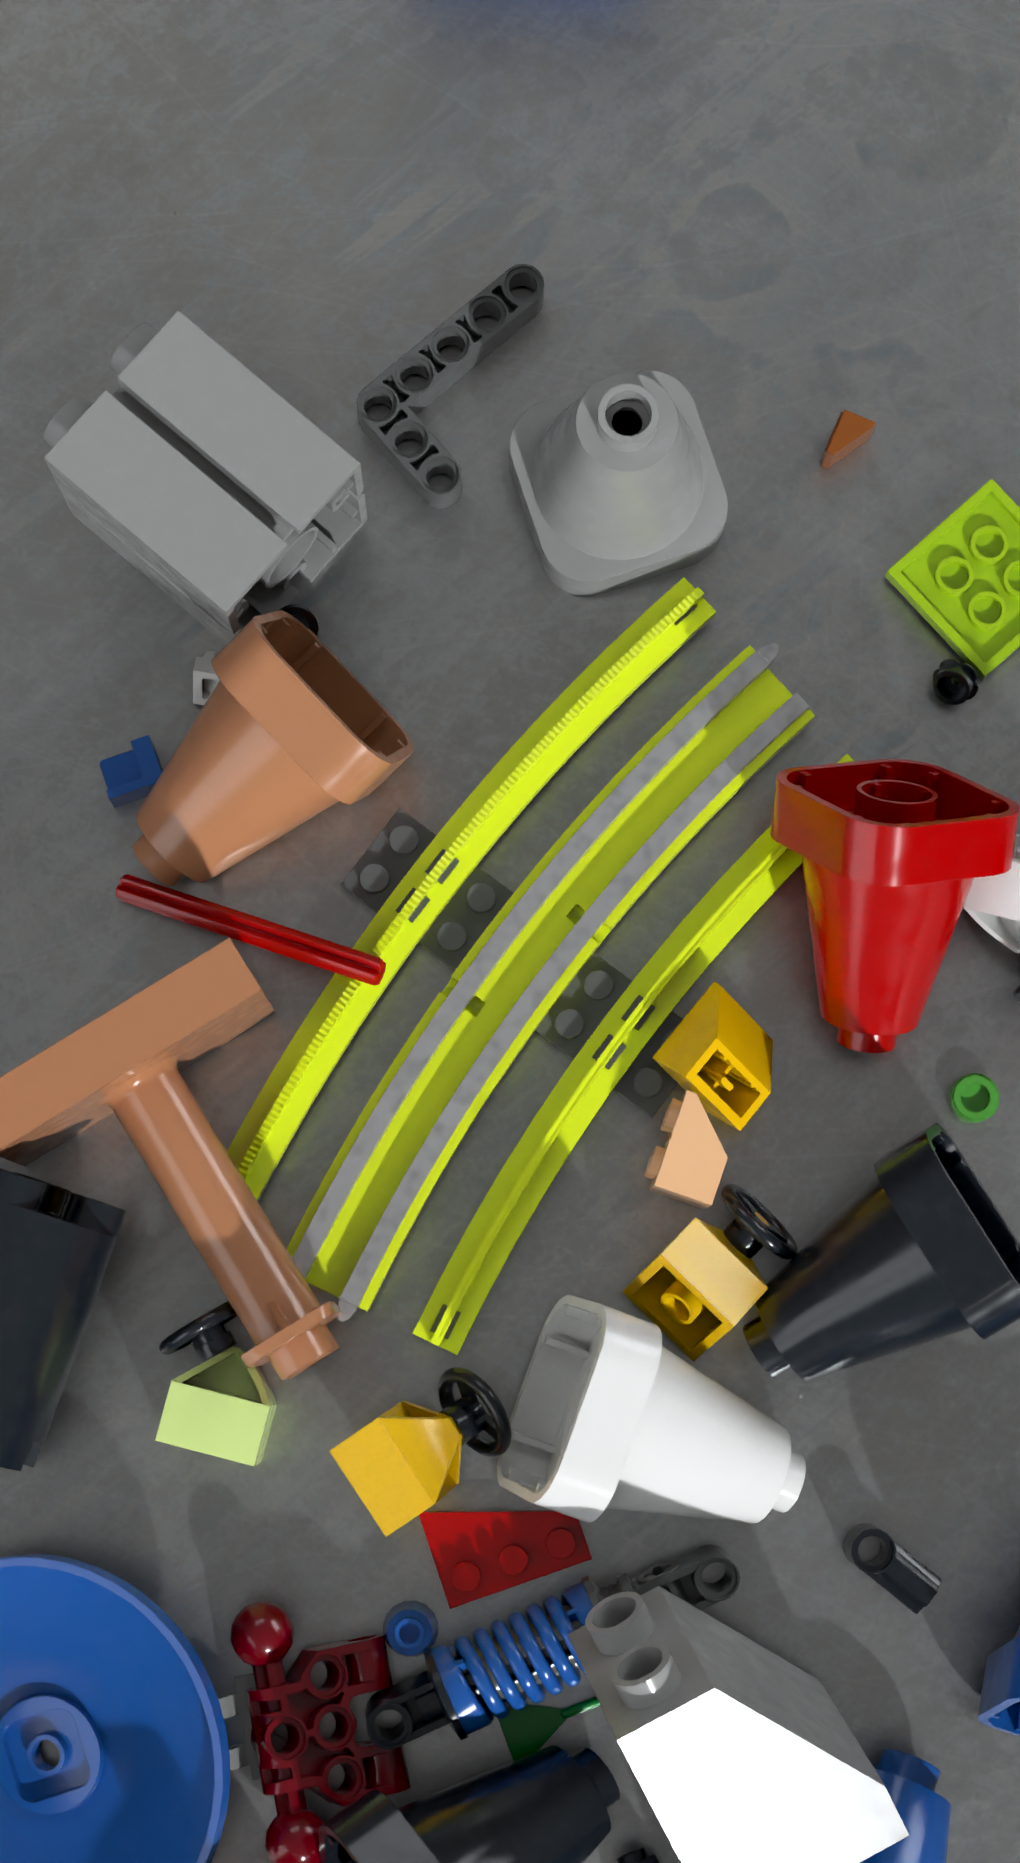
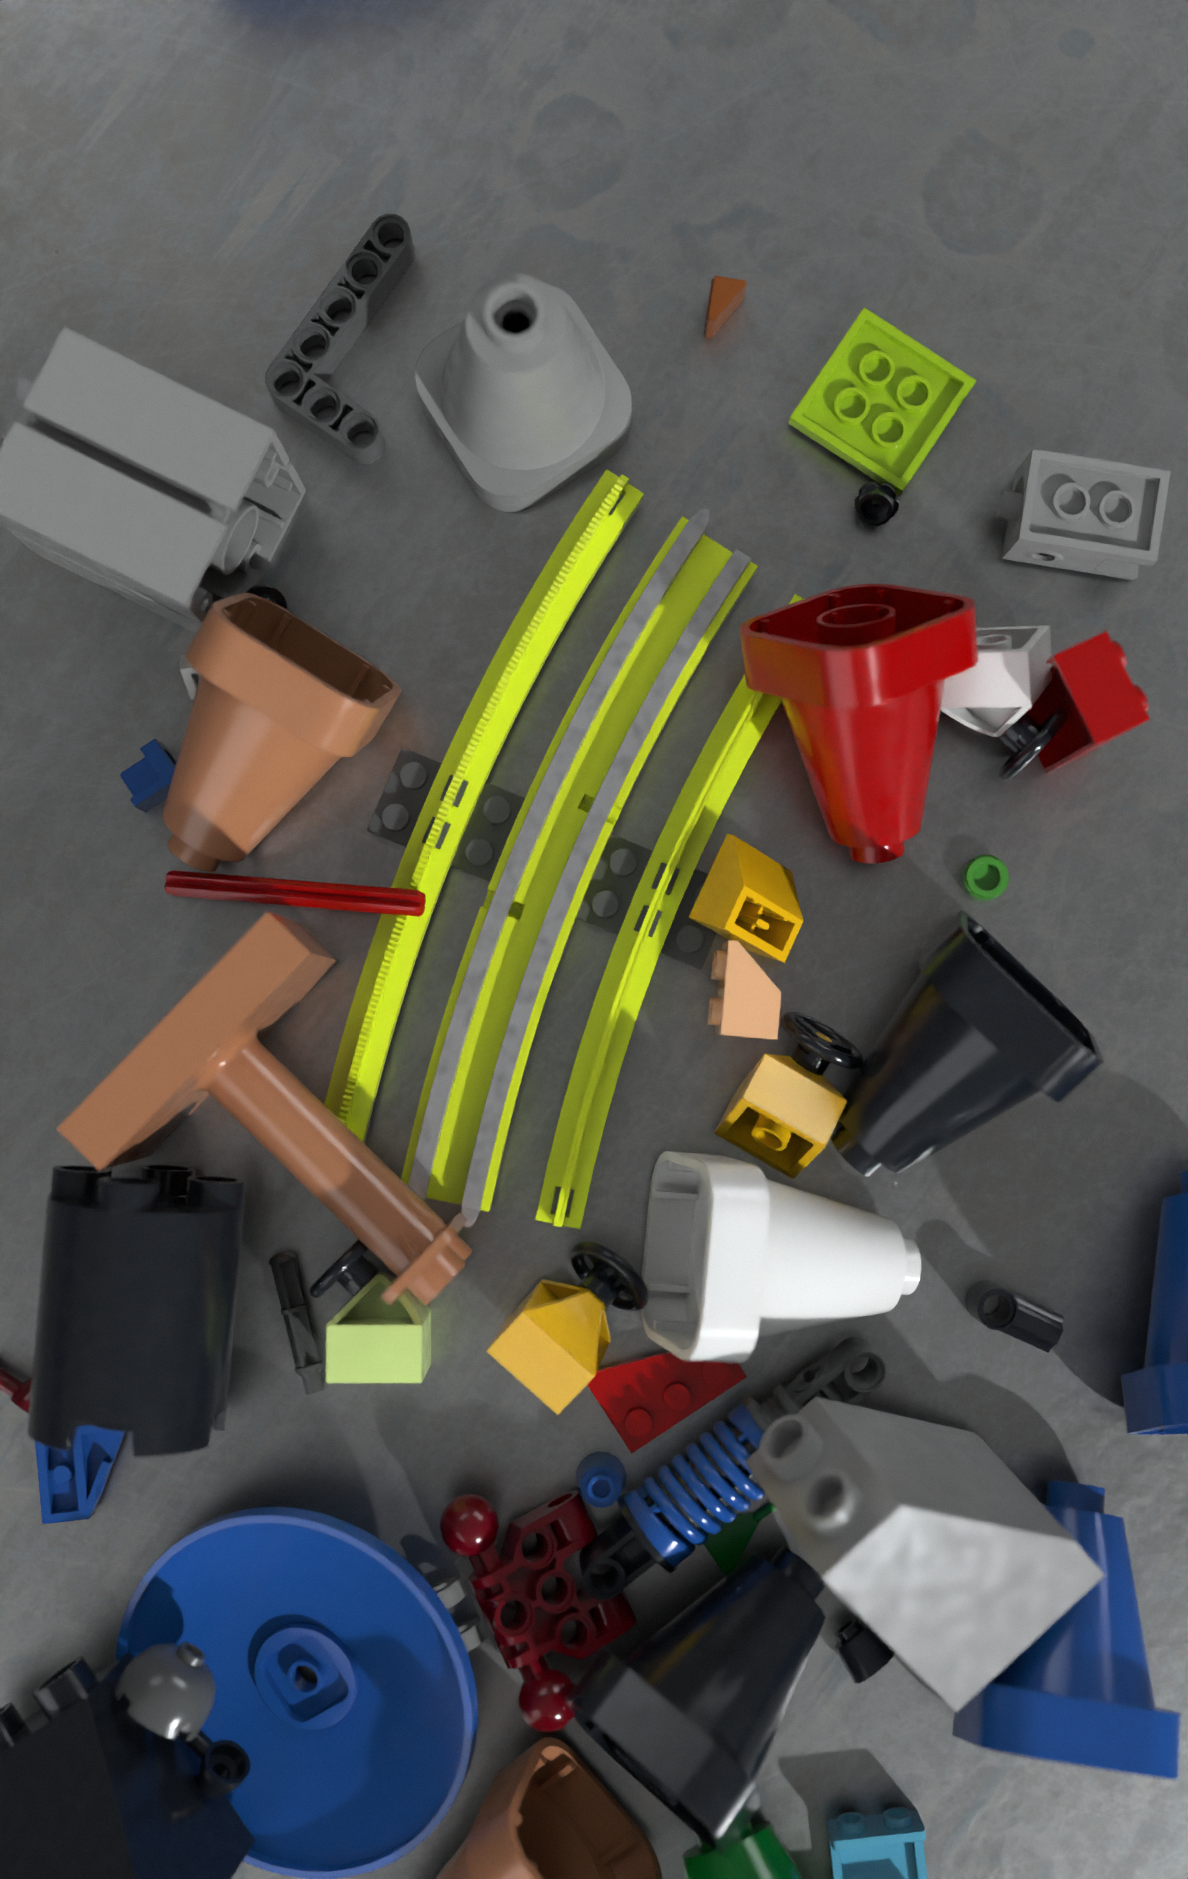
camera: 10 degrees left, 5 degrees up
(134, 1377) = (297, 1320): none -> dark grey piece

